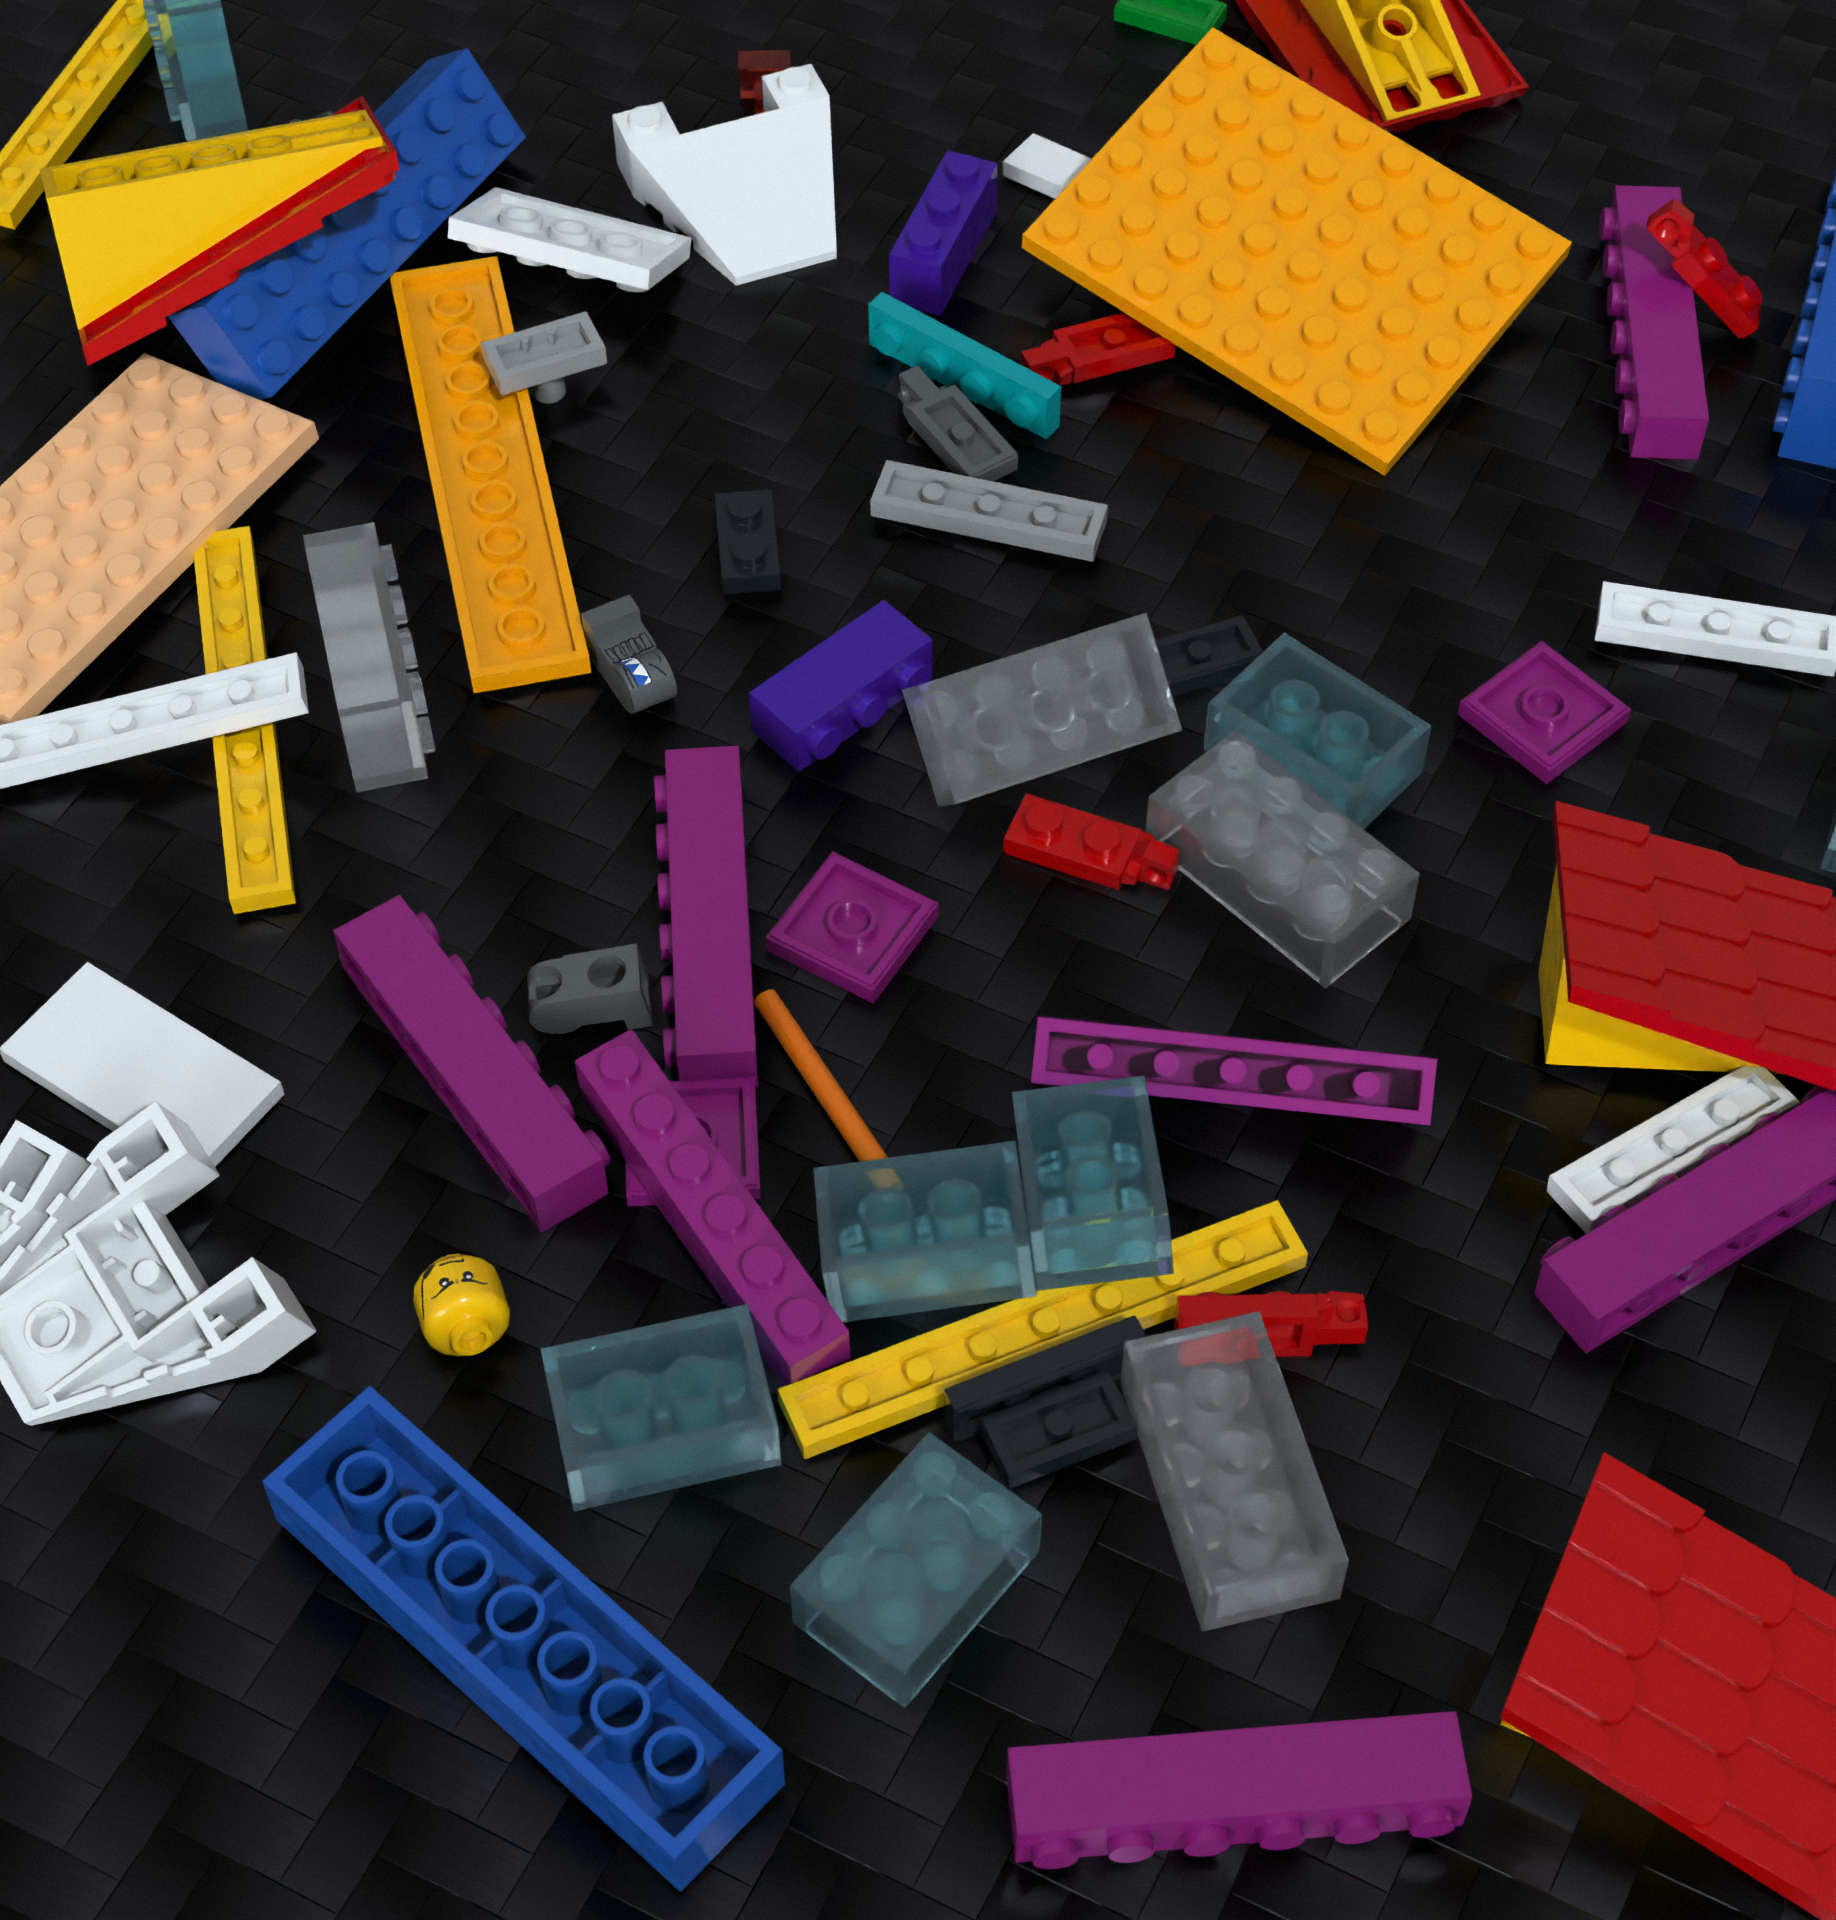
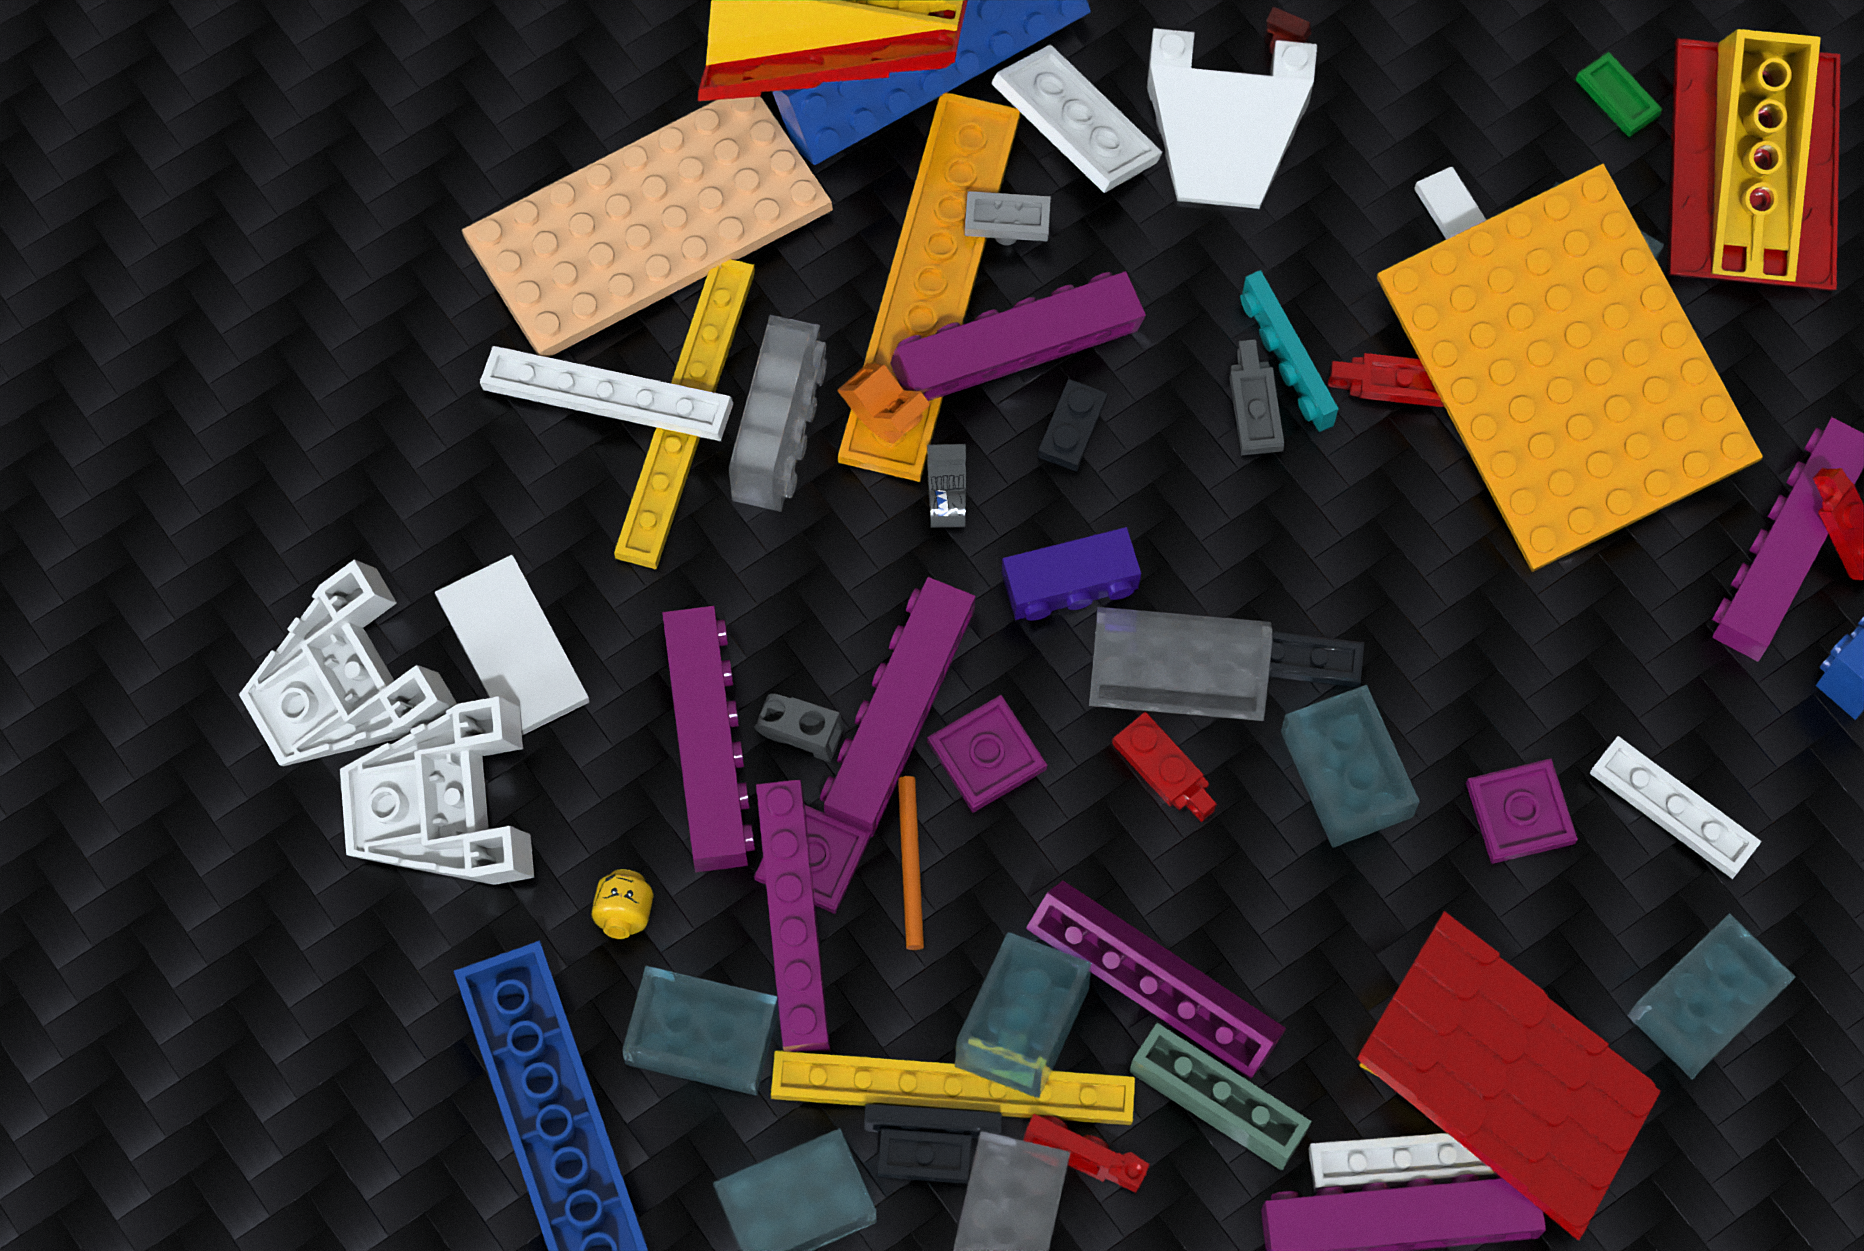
camera: 25 degrees right, 15 degrees up
(499, 591) = (882, 402): none -> orange brick
(626, 469) = (1018, 337): none -> magenta brick
(924, 1232) = (905, 995): clear light blue brick -> none
(943, 232) = (1336, 230): dark purple brick -> none
(989, 510) = (1242, 479): light grey plate -> none
(1282, 858) = (1277, 841): clear brick -> none
(1404, 1168) = (1219, 1096): none -> sand green brick

